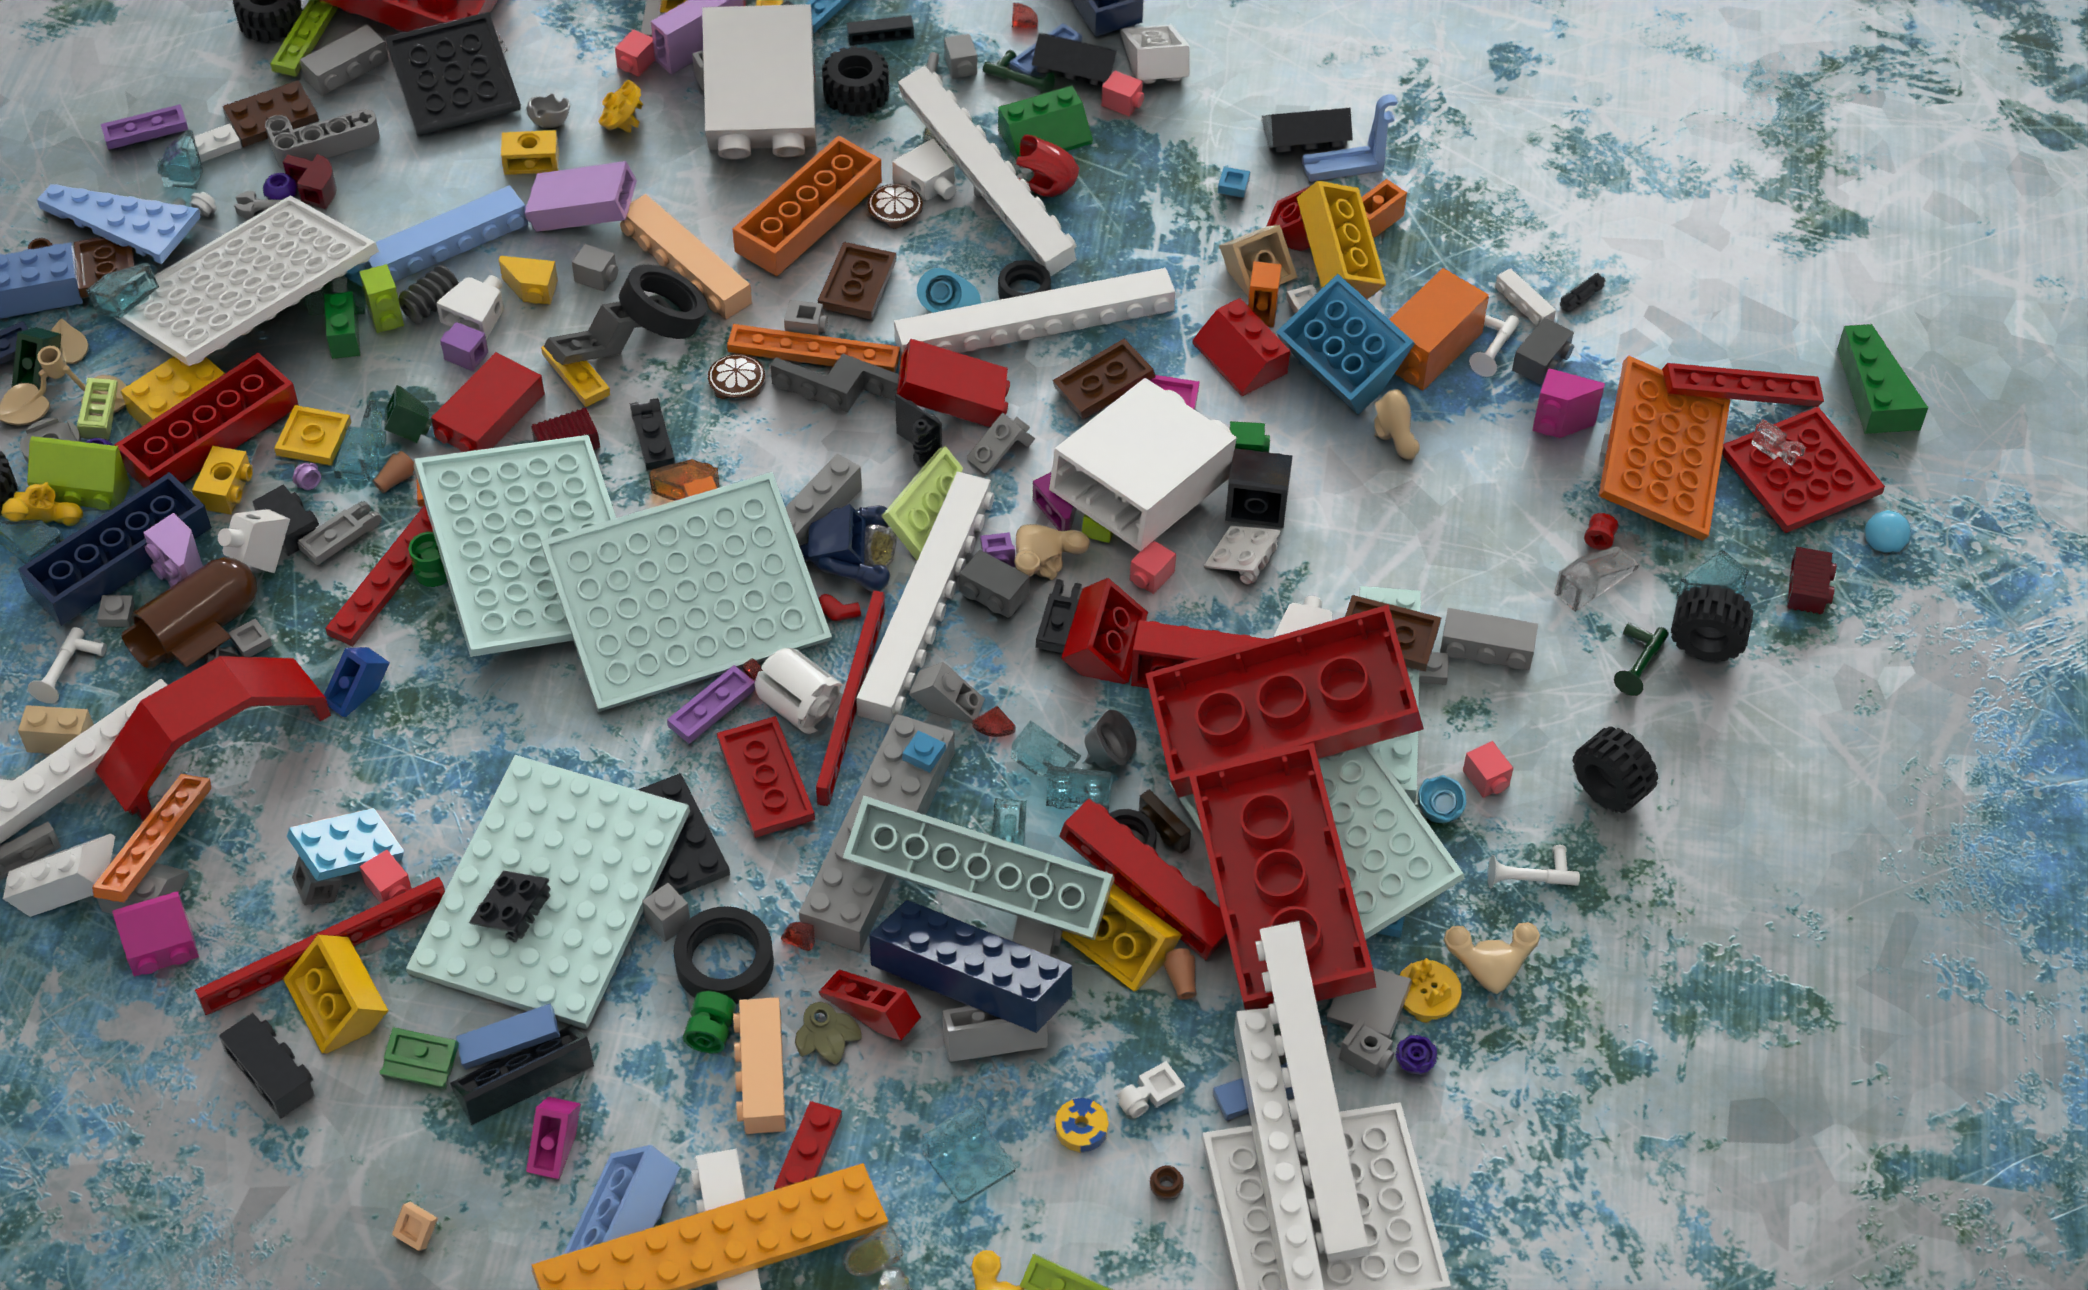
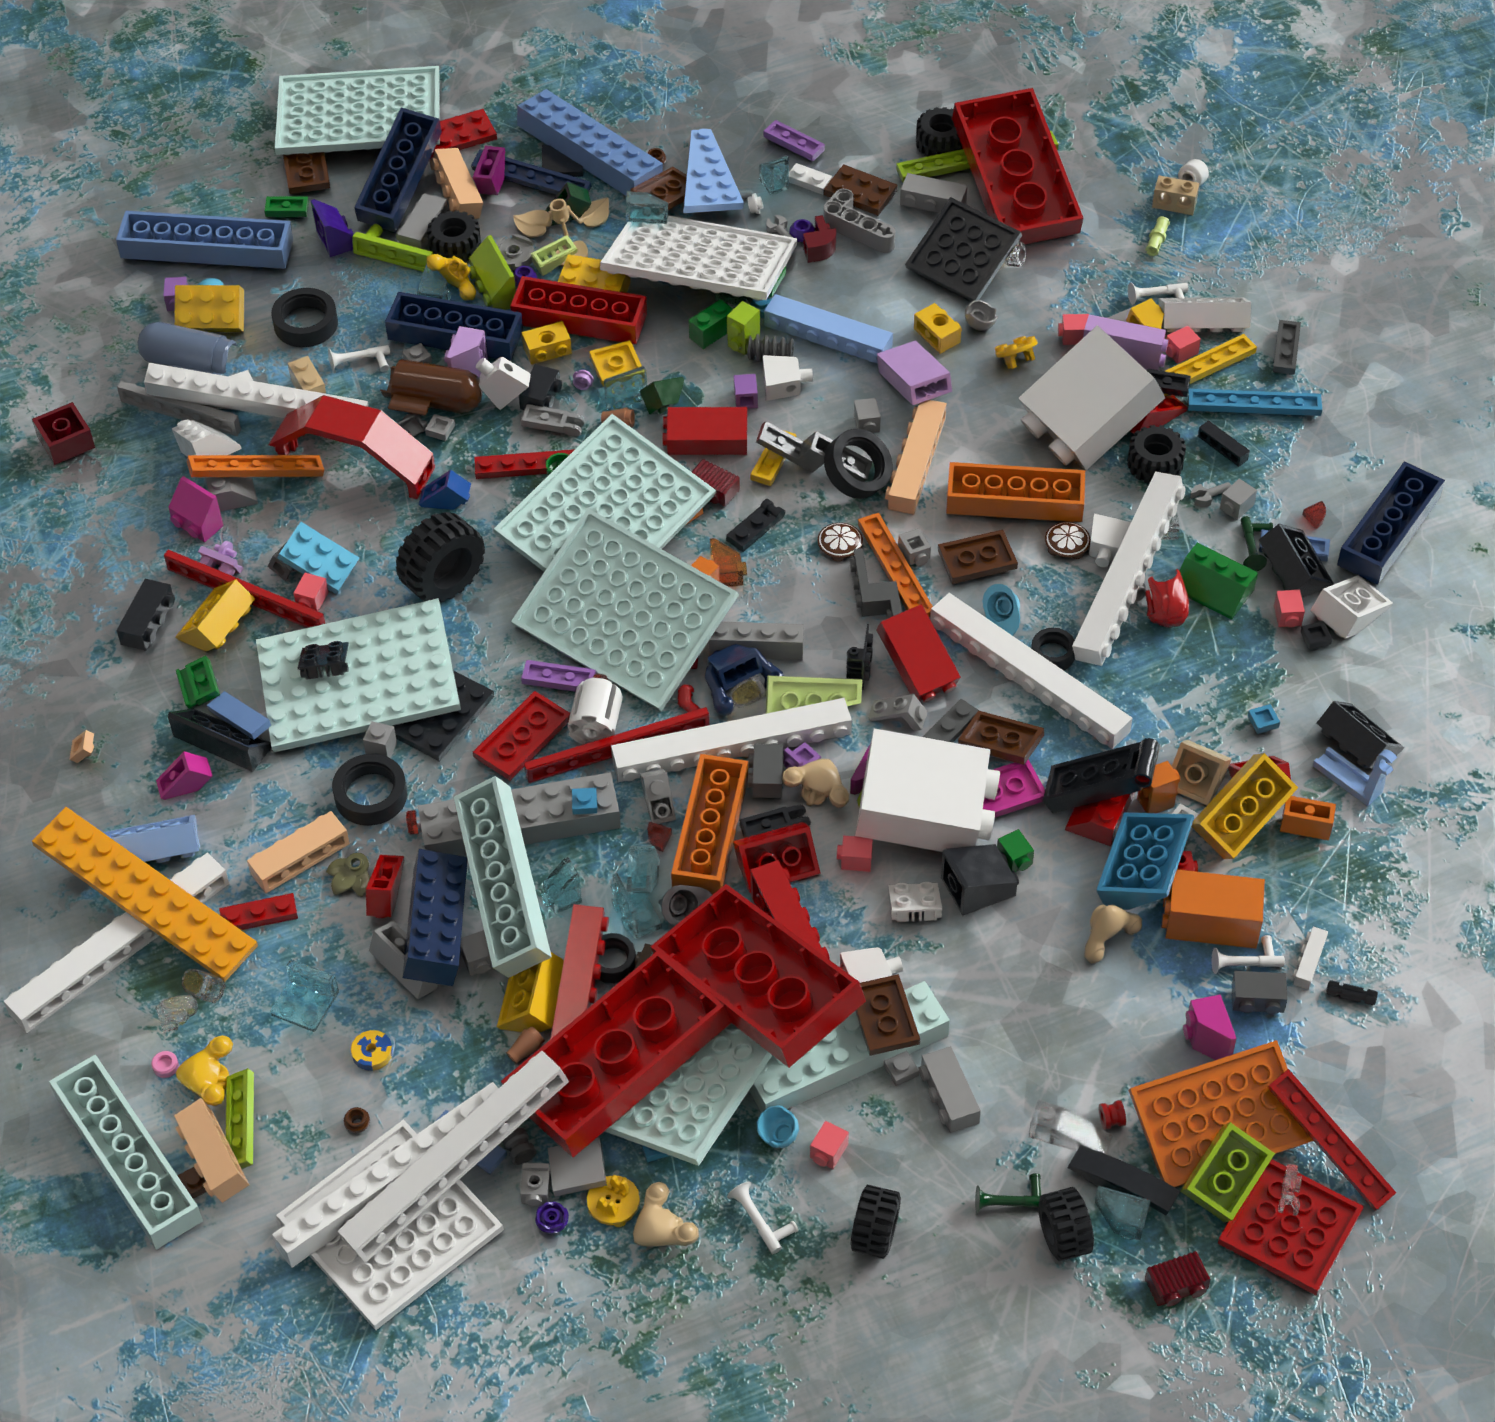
camera: 60 degrees right, 0 degrees up
(241, 954) = (222, 558): none -> lavender hips
(473, 716) = (440, 557): none -> black tyre
(530, 278) = (830, 391): yellow slope -> none
(709, 1022) = (320, 803): green wheel -> none
(1027, 666) = (710, 823): none -> orange brick
(1049, 414) = (953, 722): none -> dark grey plate
(1157, 1084) = (426, 1077): white plate -> none
(1167, 93) = (1316, 635): none -> black plate
(1231, 318) = (1101, 776): none -> black hinge
(1676, 560) = (1123, 1177): none -> black slope
(1732, 475) = (1227, 1172): none -> lime brick
(1878, 383) = (1422, 1240): green wedge -> none
(1888, 531) = (1276, 1316): medium azure hair -> none

